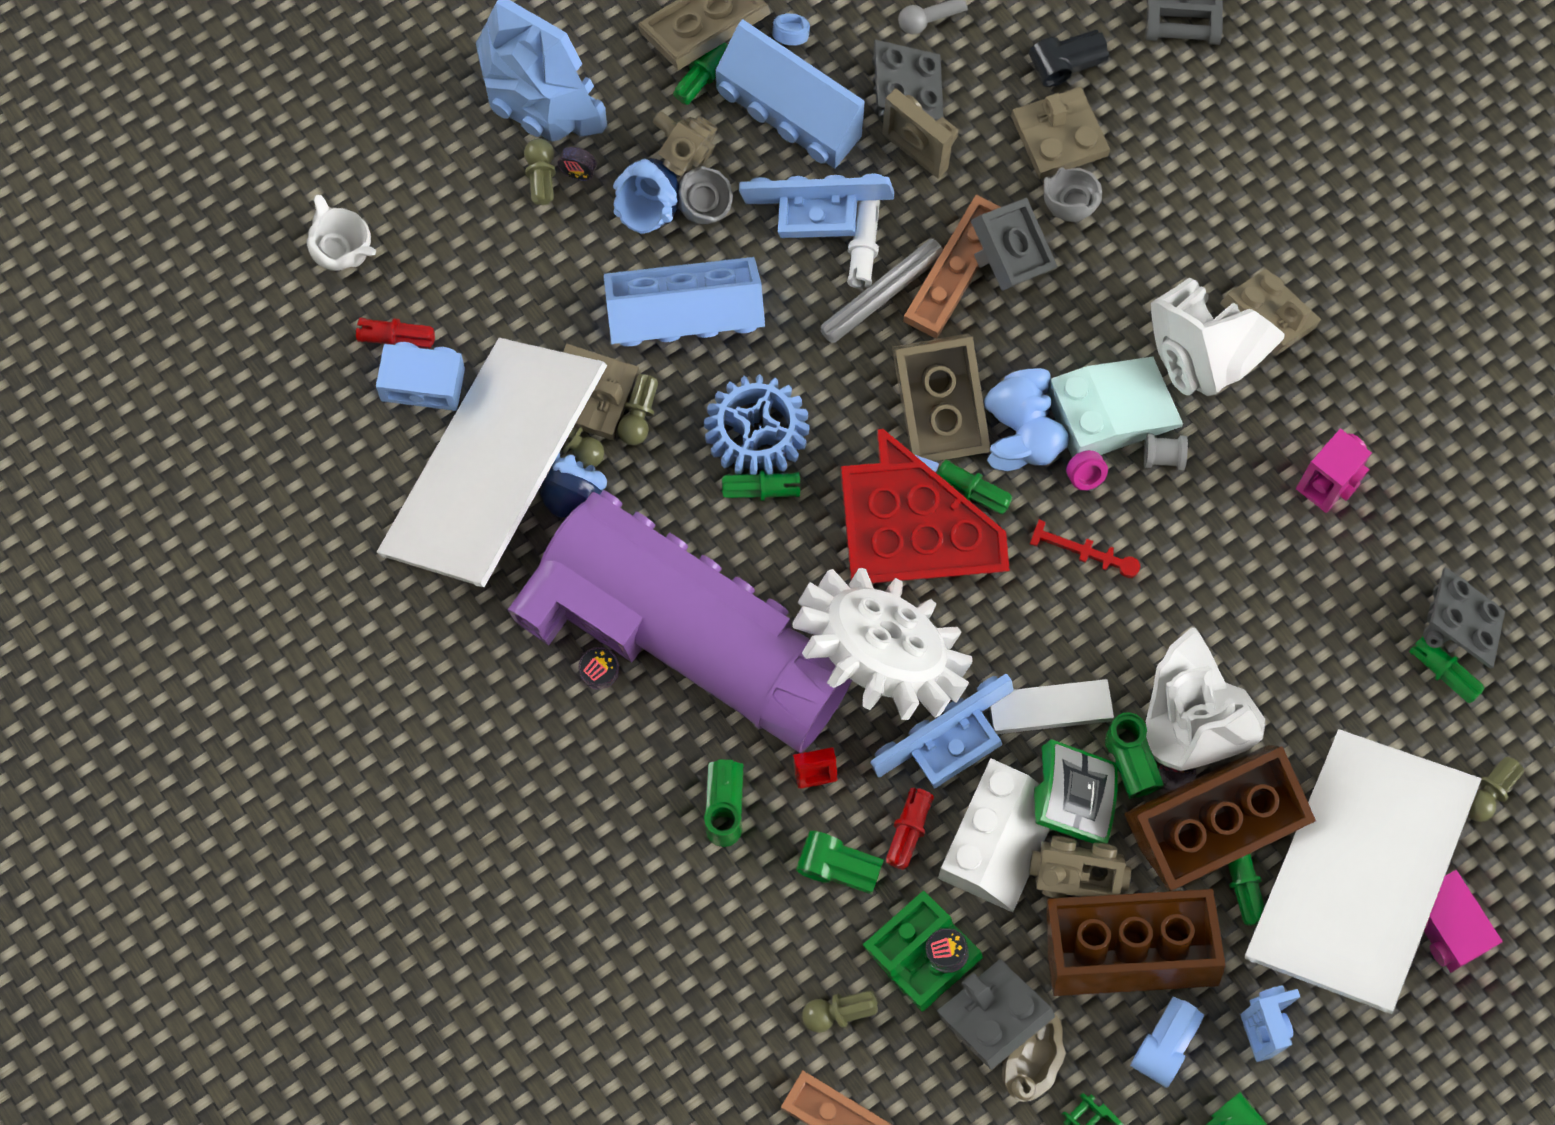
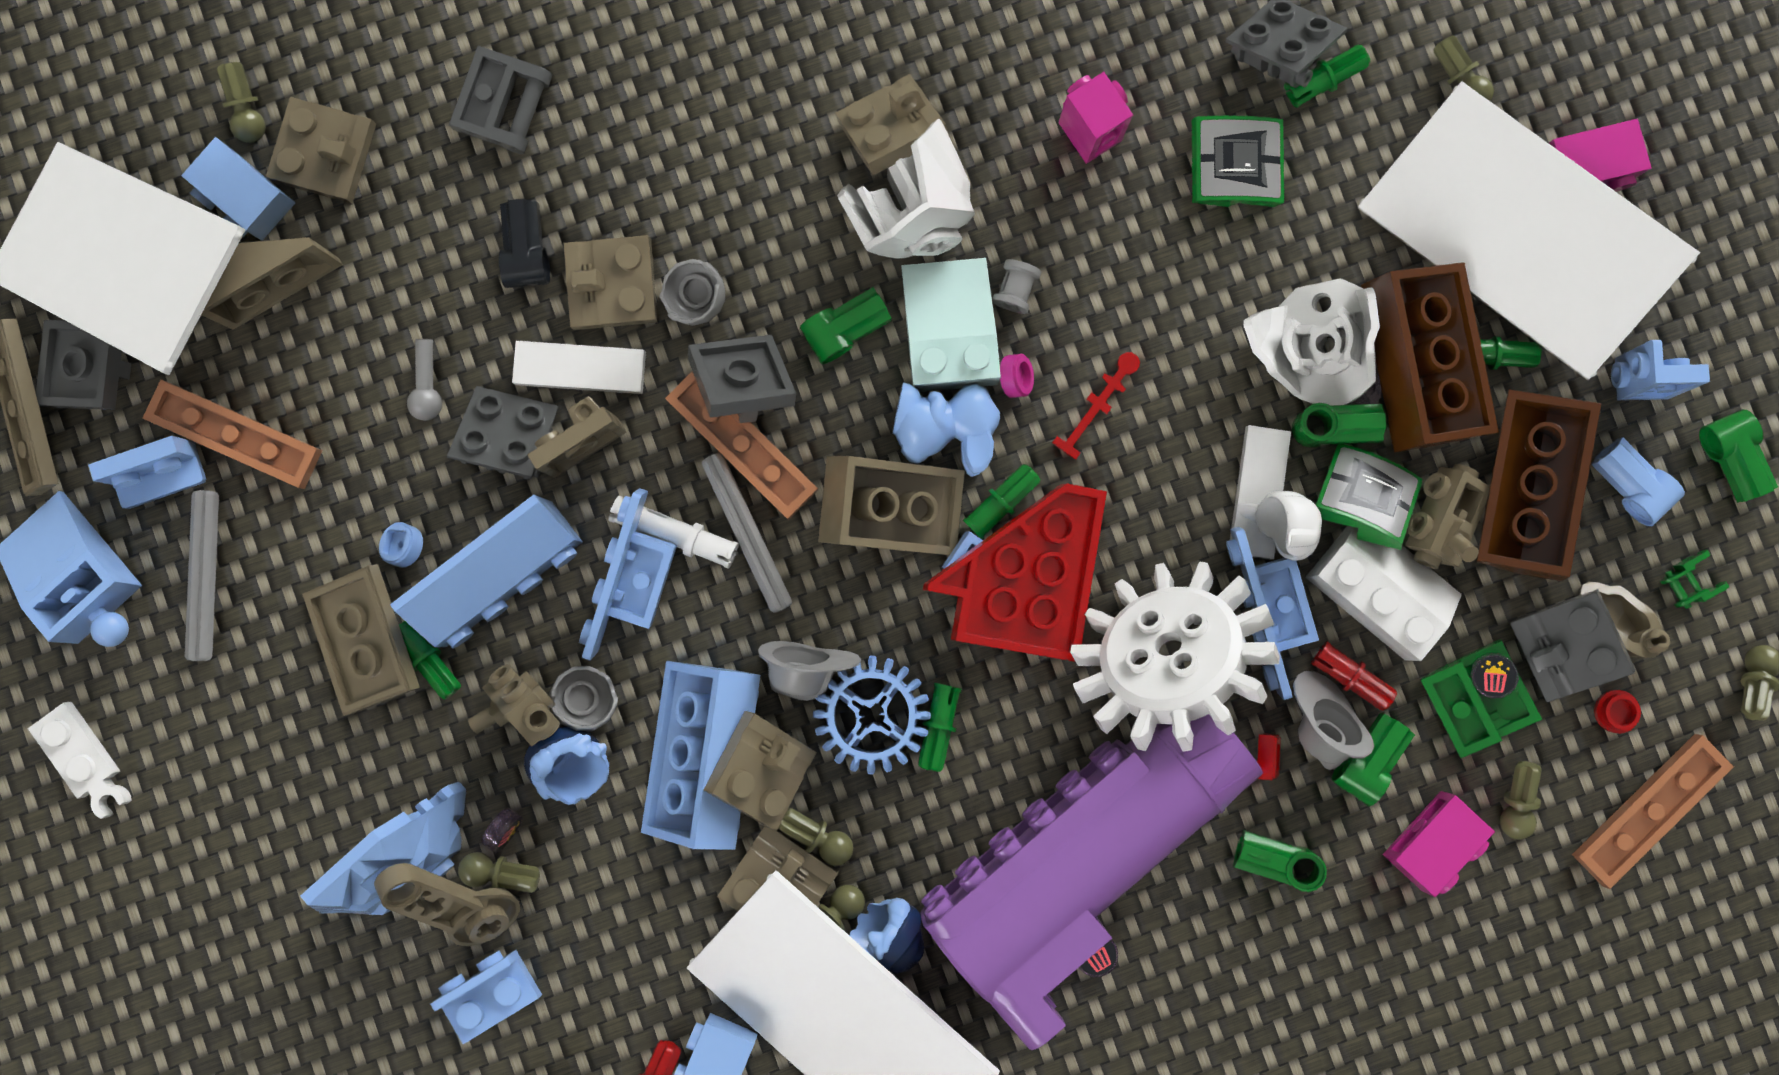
camera: 70 degrees left, 15 degrees up
(438, 188) = (488, 996): none -> light blue bracket
(510, 128) = (463, 913): none -> dark tan beam
(684, 344) = (760, 770): none -> dark tan hinge
(778, 356) = (803, 669): none -> light grey piece
(778, 936) = (1439, 844): none -> dark pink brick
(864, 810) = (1328, 722): none -> light grey piece
(947, 1080) = (1617, 711): none -> red plate
(981, 127) = (579, 367): none -> white tile
(1029, 723) = (1288, 520): none -> white hair
(1077, 314) = (835, 331): none -> green piece
(1342, 611) = (1237, 160): none -> slope

